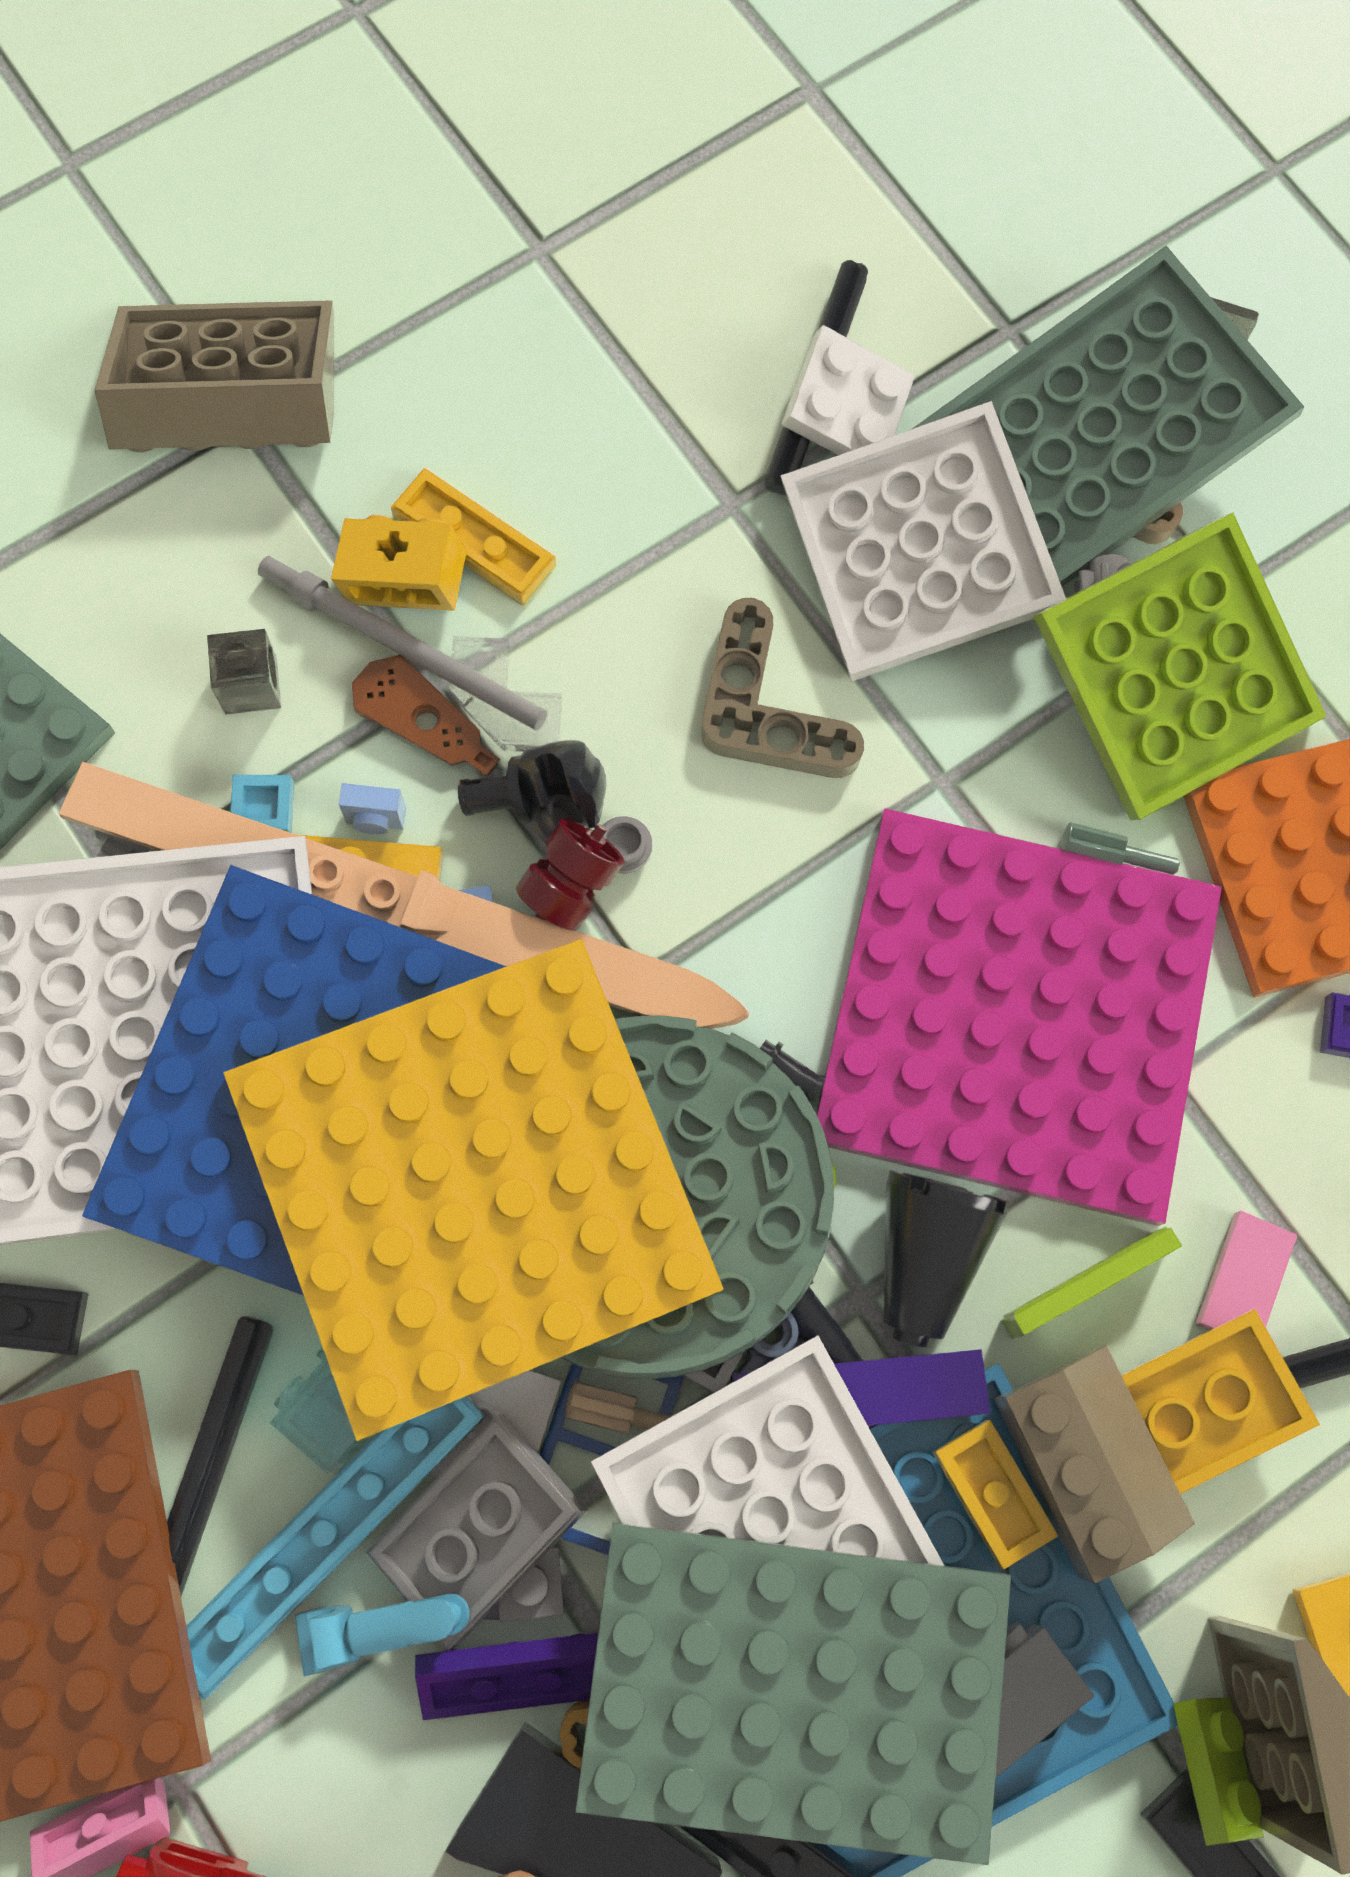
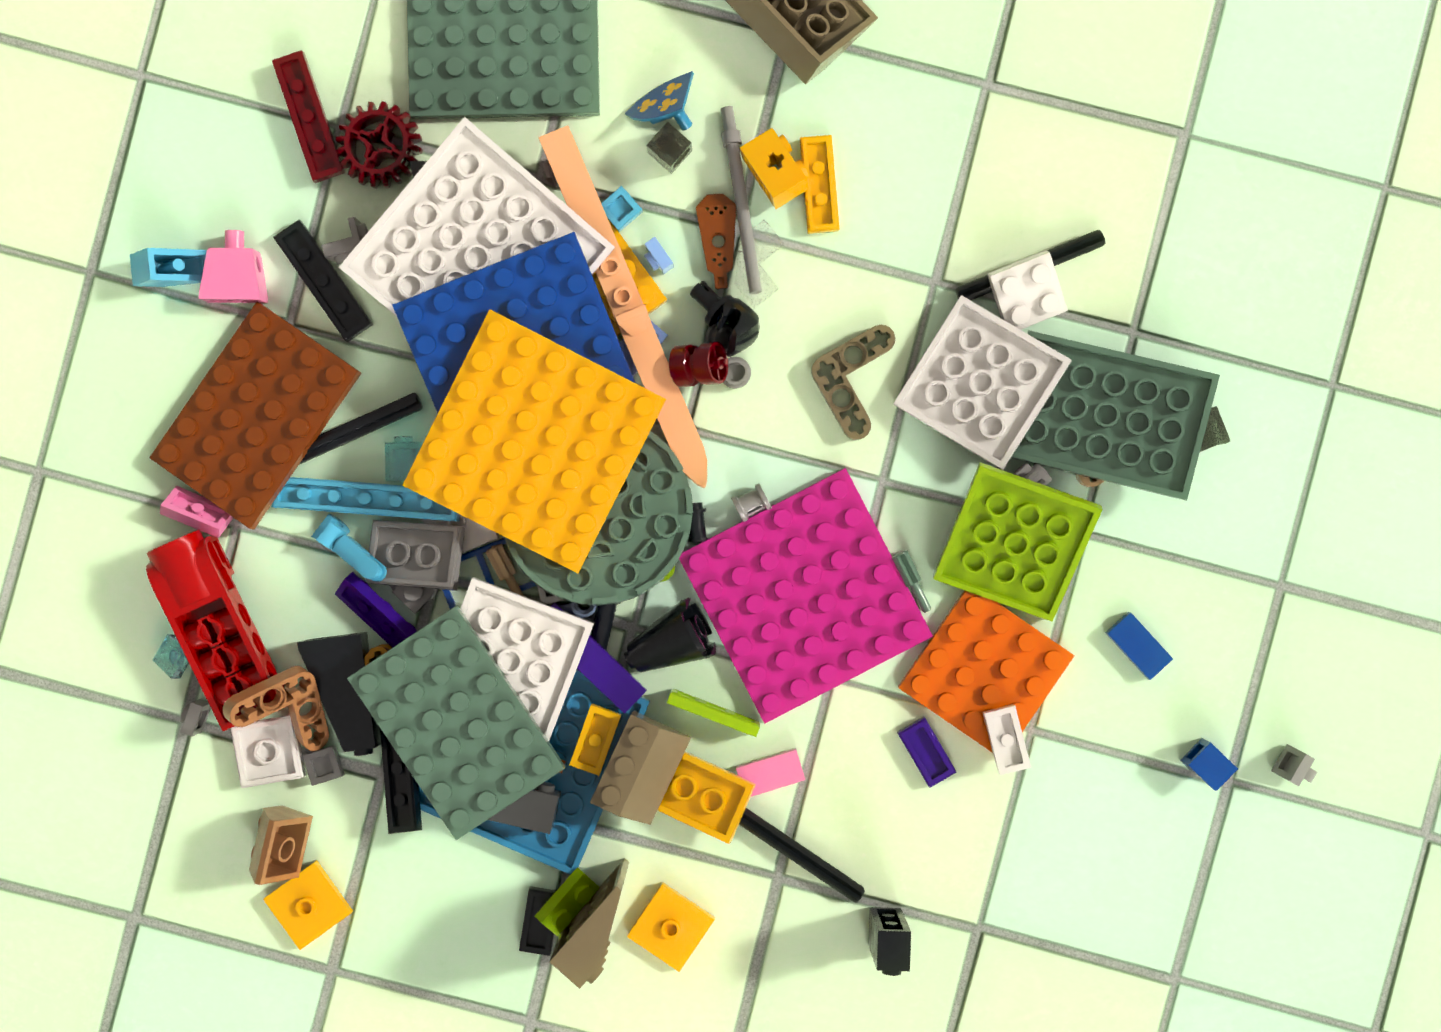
camera: 55 degrees right, 15 degrees up
(181, 629) = (665, 103): none -> shield
(825, 971) = (751, 502): none -> light grey bush

